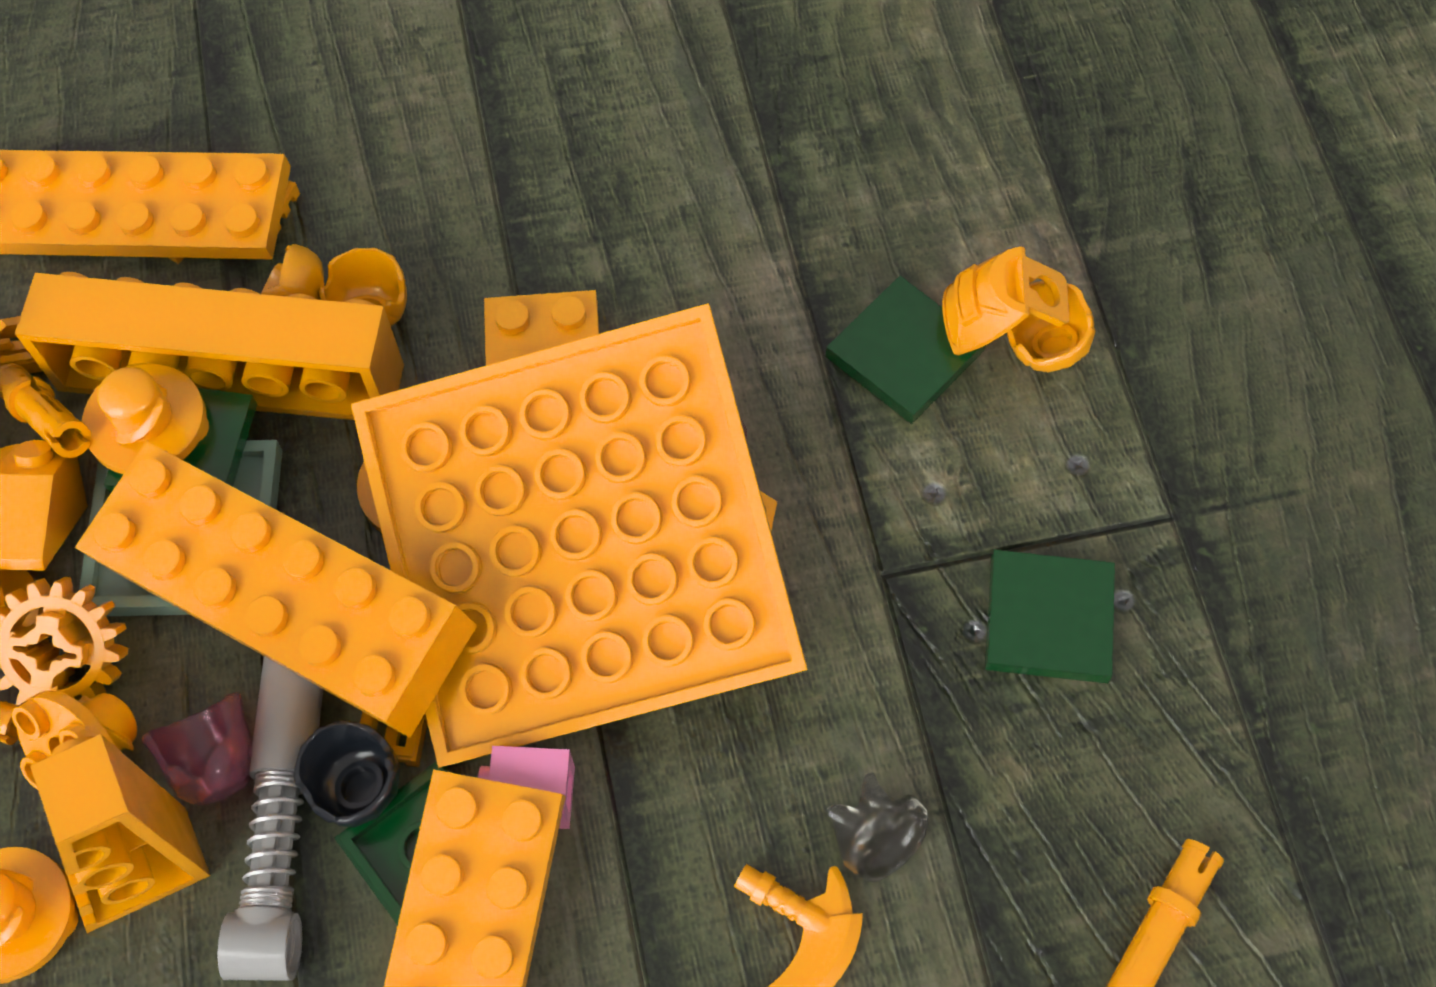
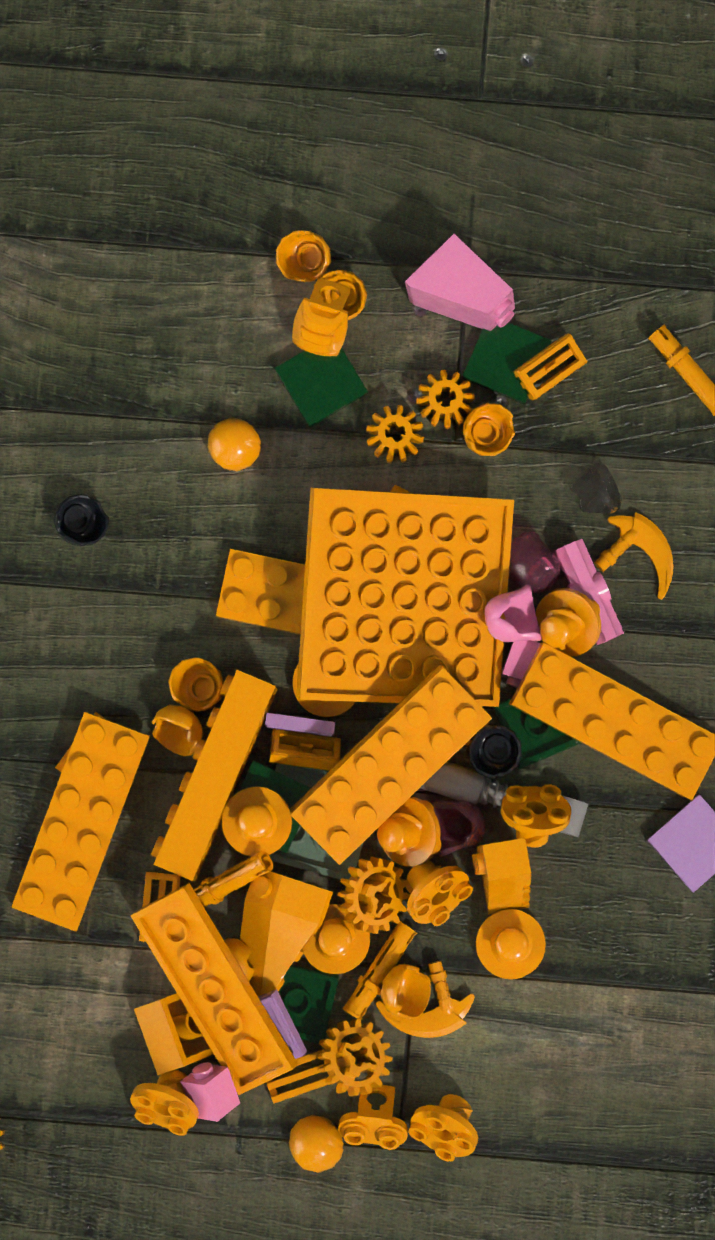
camera: 75 degrees left, 20 degrees up
(174, 667) = (411, 833): none -> light orange plate
(237, 867) = (535, 812): none -> light orange plate
(282, 472) = (304, 752): none -> light orange tile
(334, 460) = (300, 724): none -> lavender tile
(577, 84) = (81, 520): none -> black hair
(602, 752) = (519, 613): none -> bright pink hair
(615, 836) = (569, 621): none -> light orange plate
(687, 868) = (584, 578): none -> bright pink piece
(709, 748) = (532, 563): none -> clear pink hair
(761, 254) = (234, 444): none -> light orange hair
(858, 451) = (401, 424): none -> light orange gear
(919, 609) = (488, 429): none -> light orange hair
(936, 547) = (434, 392): none -> light orange gear
(1023, 652) = (527, 381): none -> light orange tile
(1092, 256) = (303, 256): none -> light orange hair
(1141, 485) = (461, 287): none -> bright pink slope

